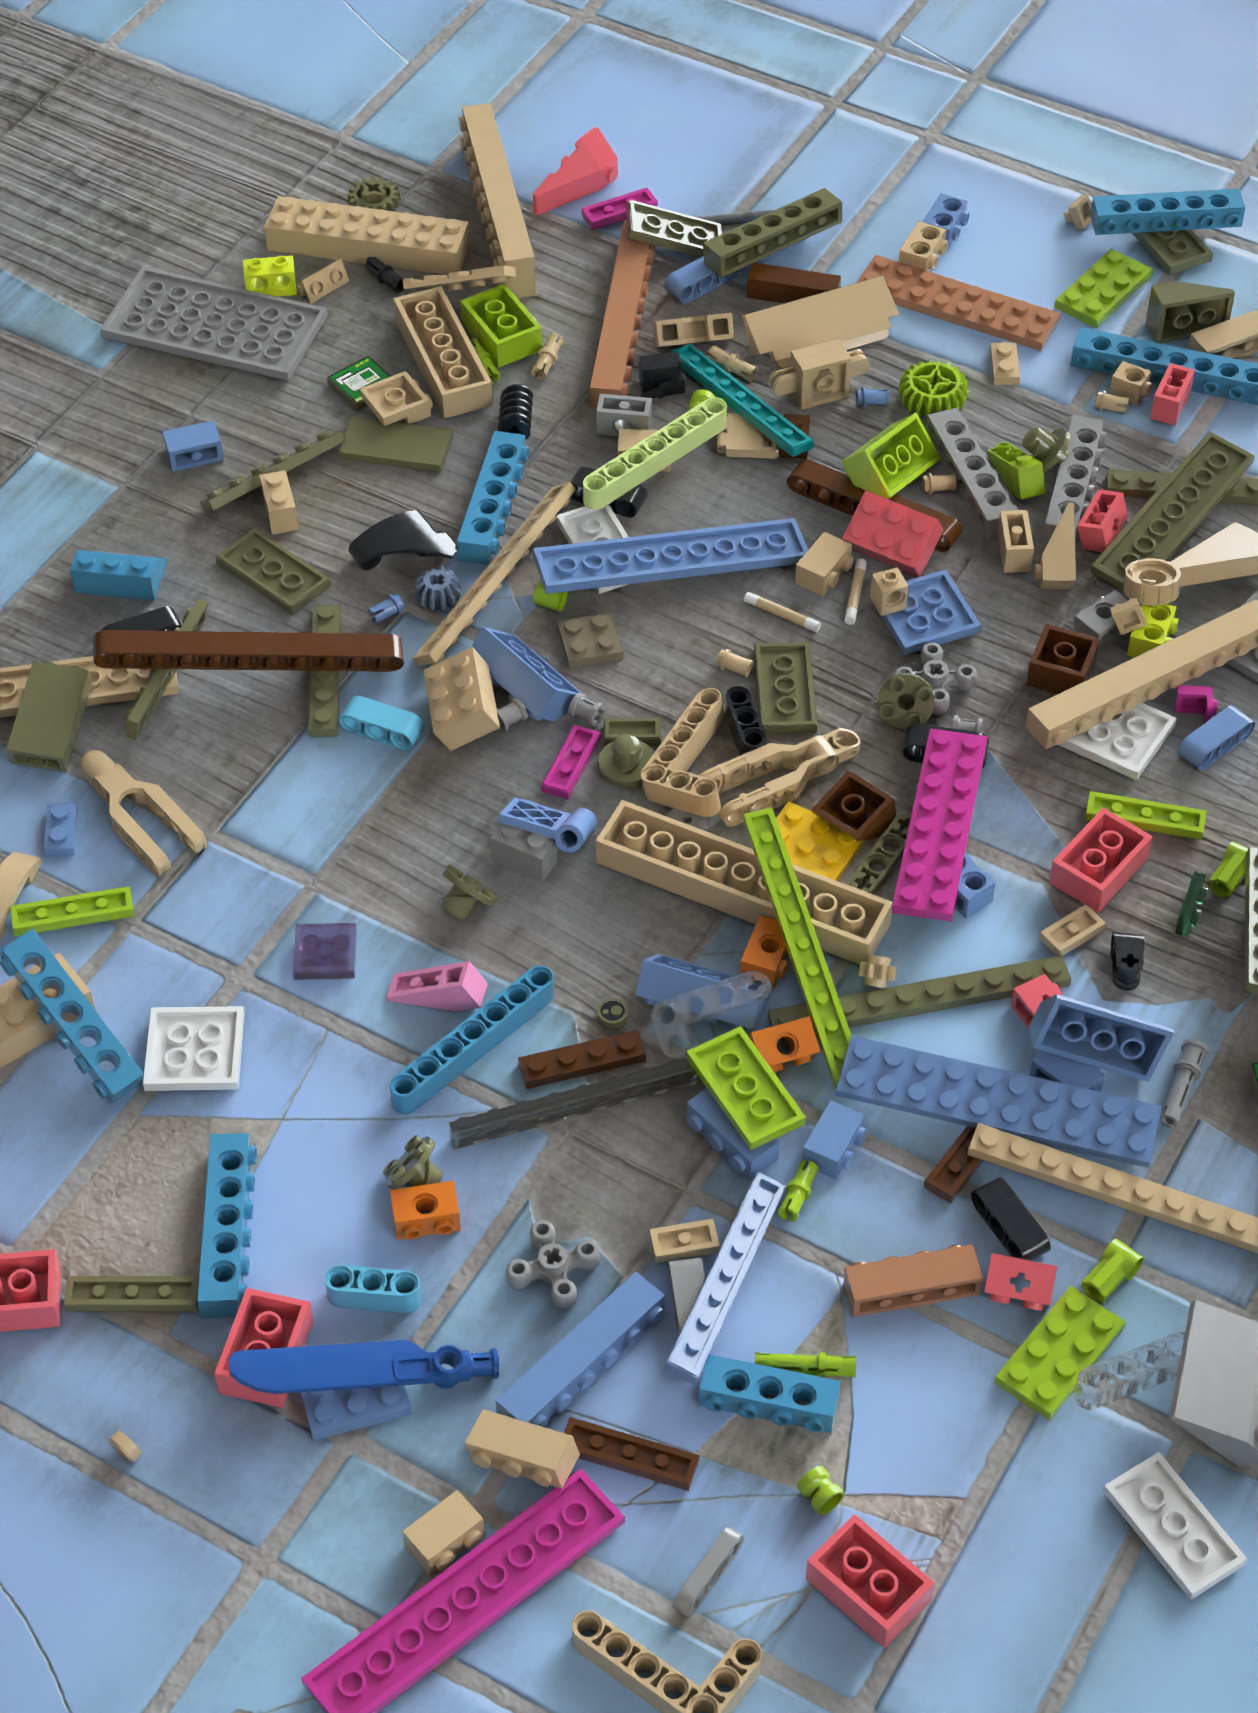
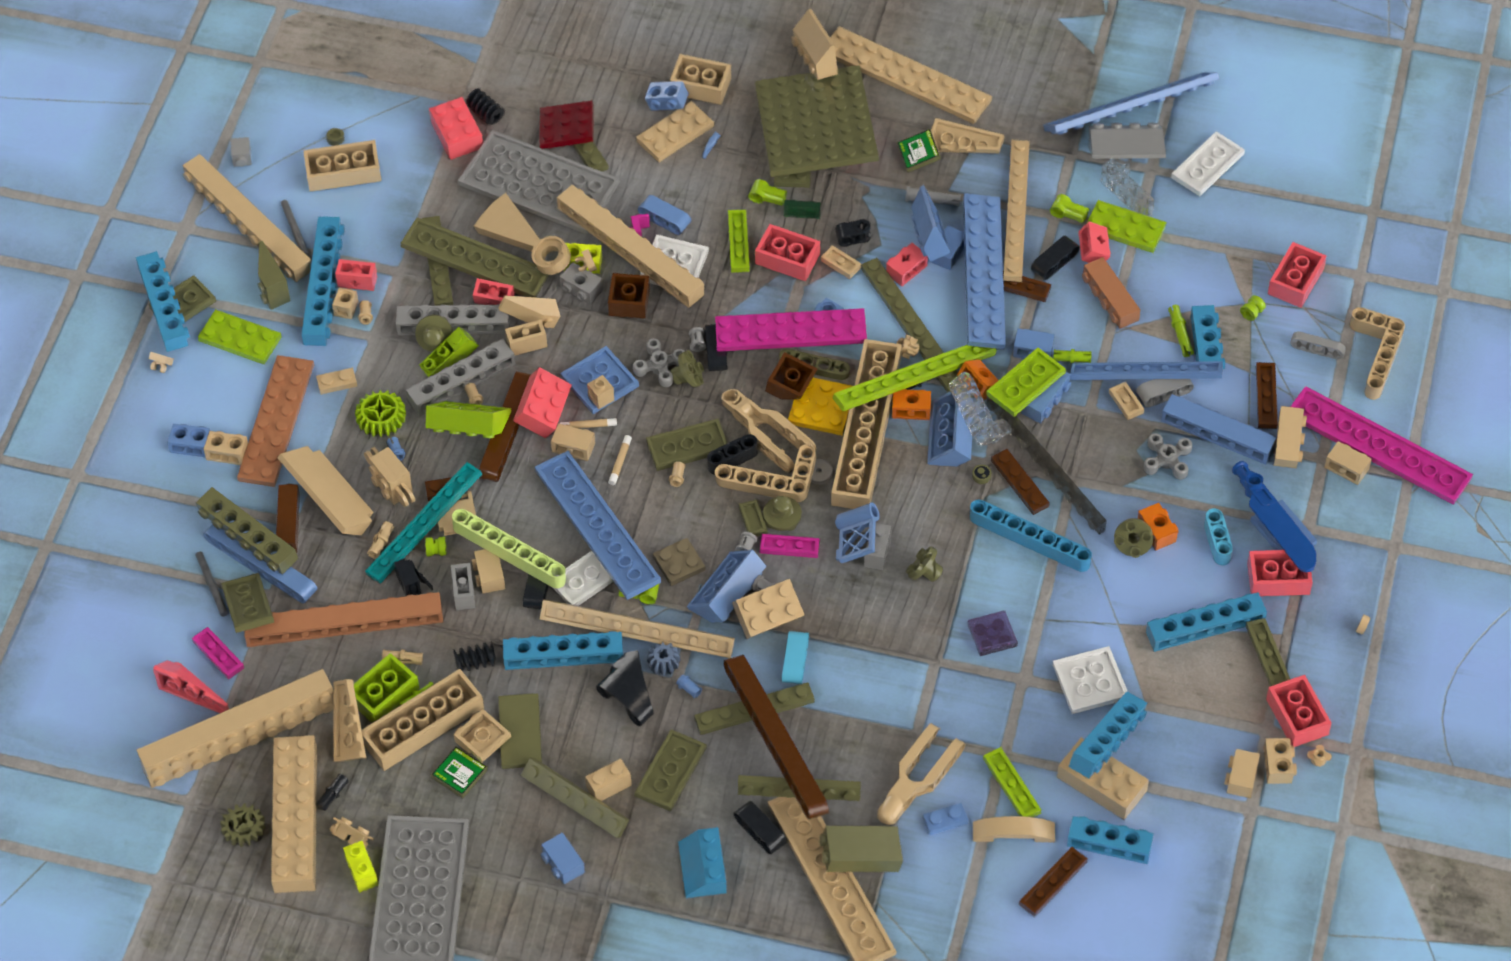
camera: 105 degrees left, 5 degrees up
(440, 987) = (1000, 565): bright pink slope -> none
(693, 329) = (361, 579): tan arch -> none

